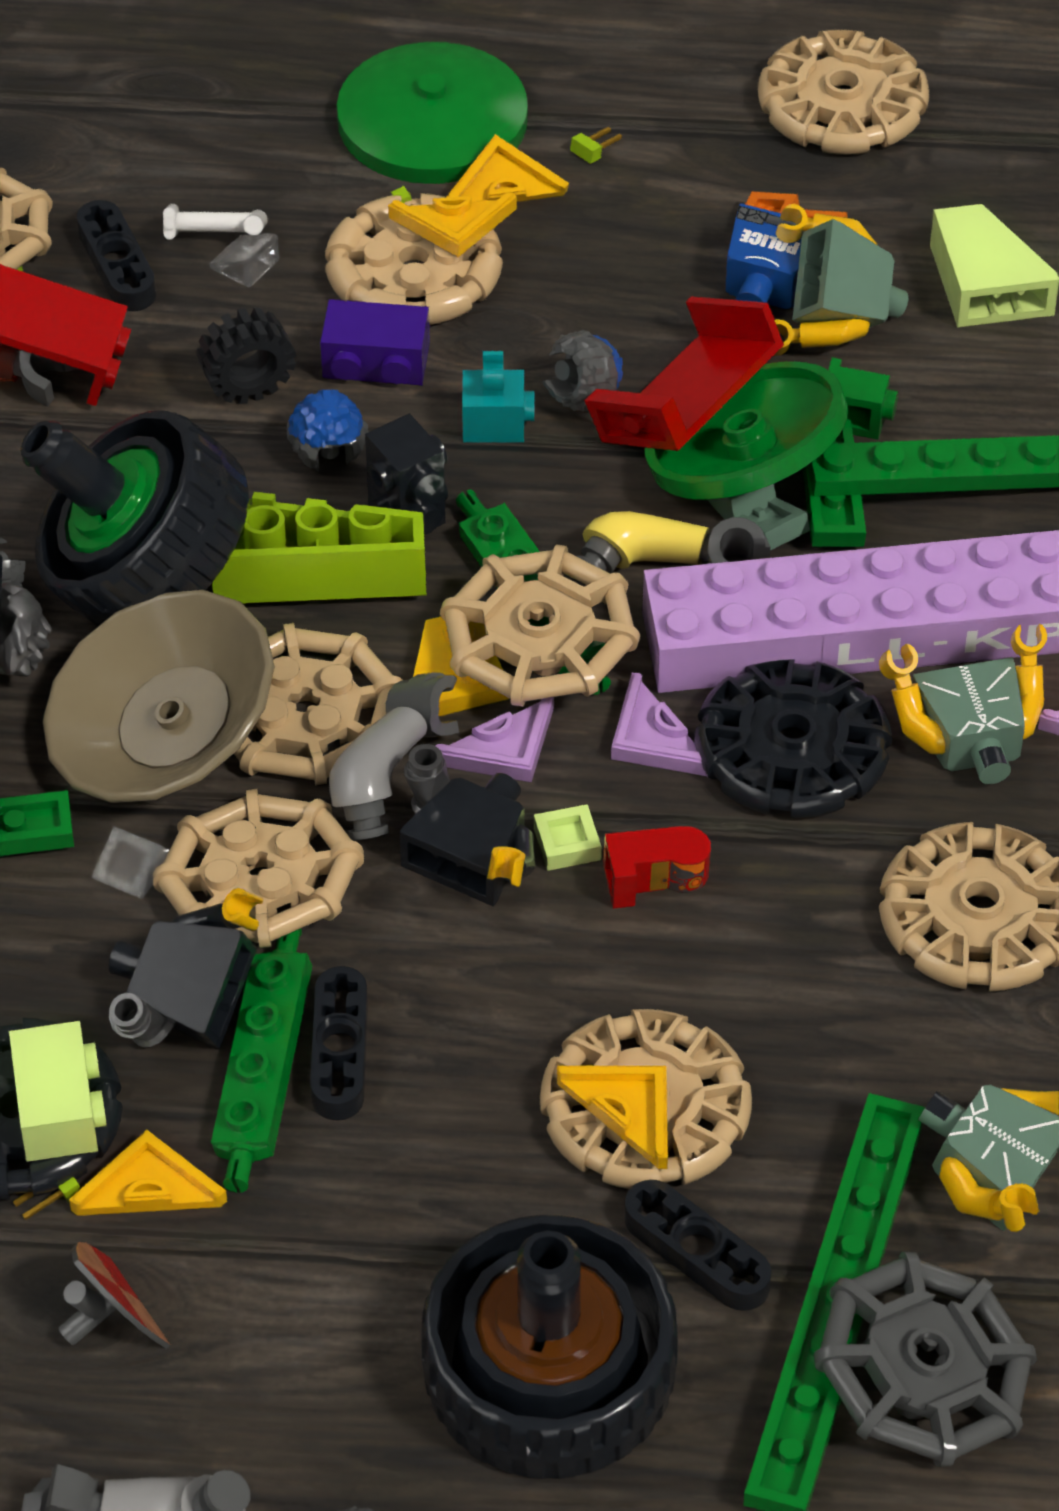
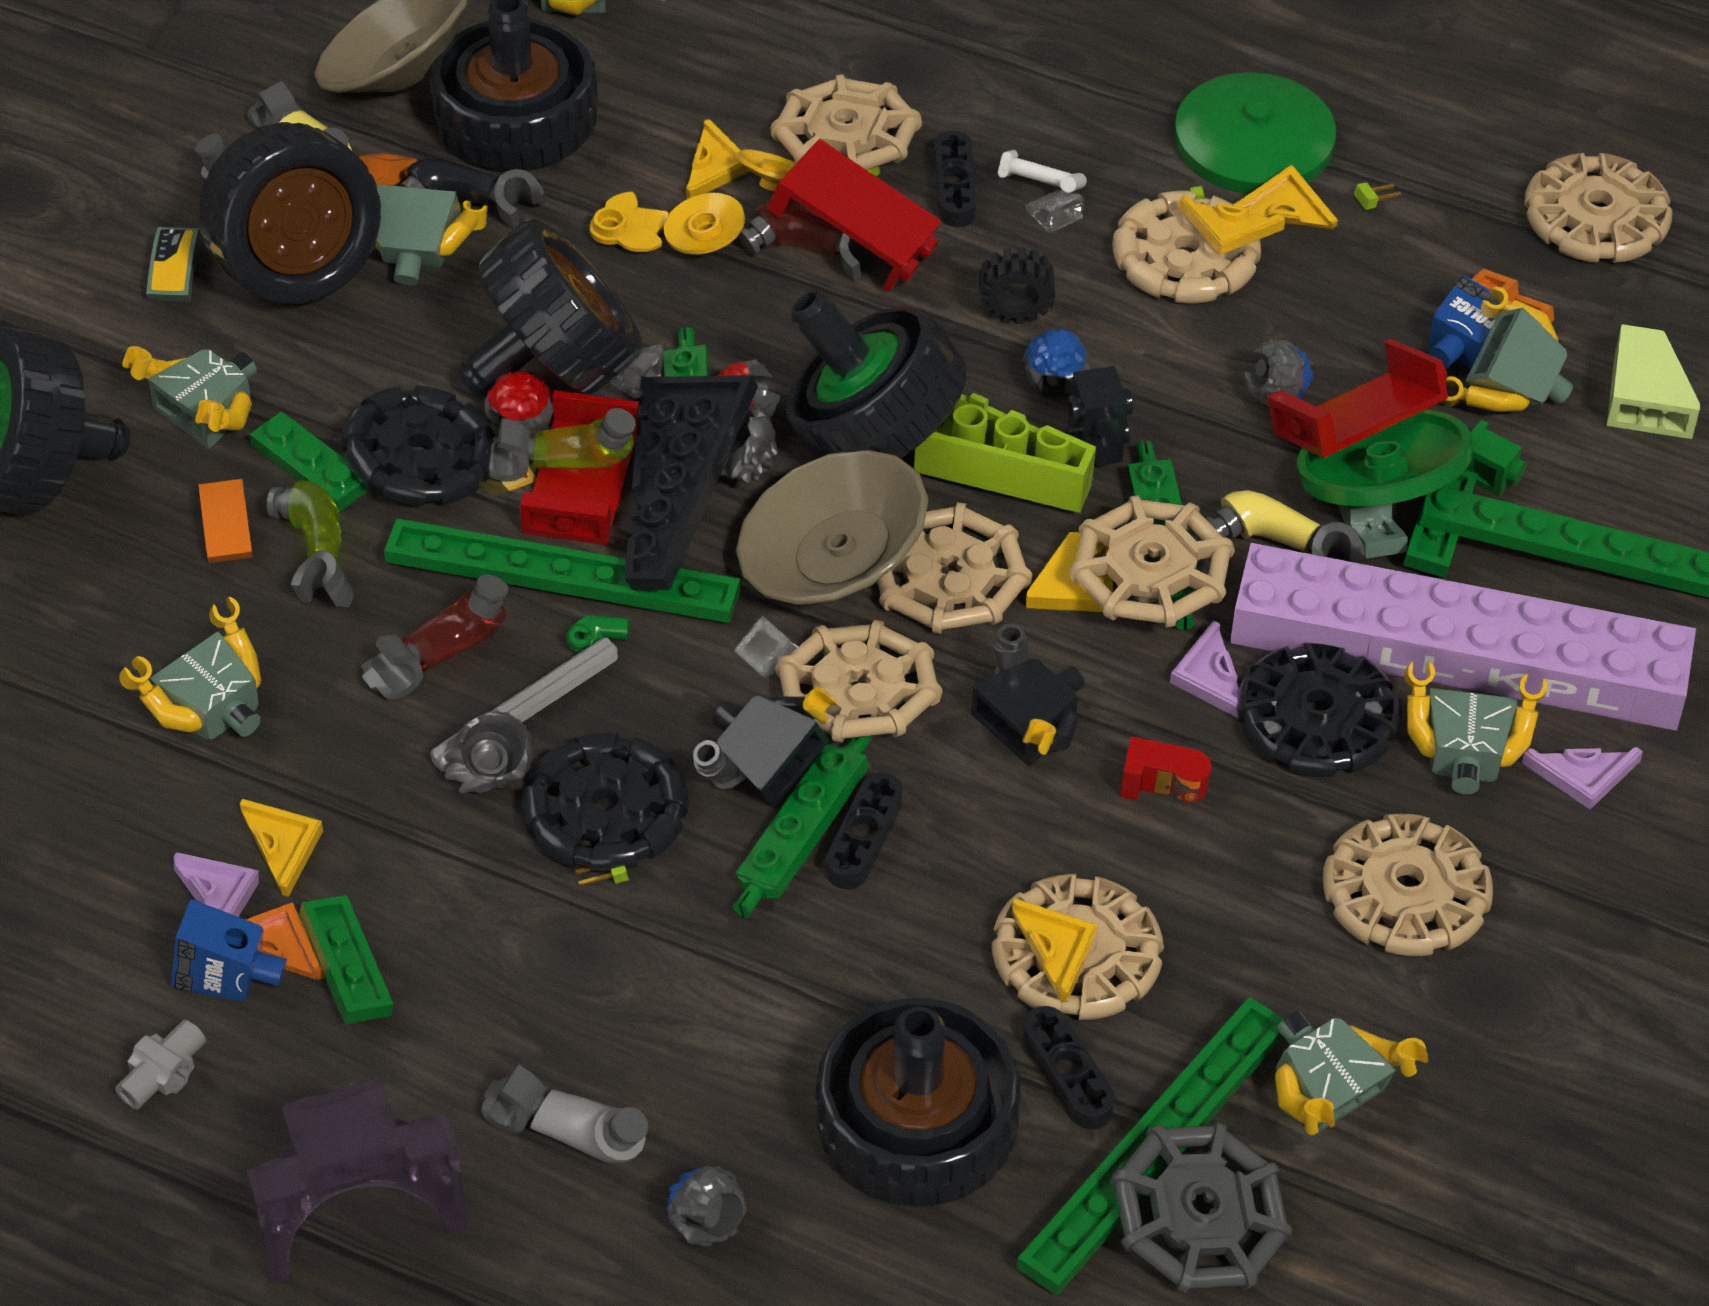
camera: 20 degrees right, 0 degrees up
(54, 1090) = (631, 796): yellowish green brick -> none
(112, 1296) = (608, 954): shield -> none
(147, 1179) = (679, 885): yellow tile -> none
(366, 766) = (969, 629): piece -> none
(375, 342) = (1125, 304): dark purple brick -> none
(495, 402) = (1198, 378): teal brick -> none
(503, 744) = (1089, 646): lavender tile -> none
(567, 837) = (1107, 731): yellowish green tile -> none

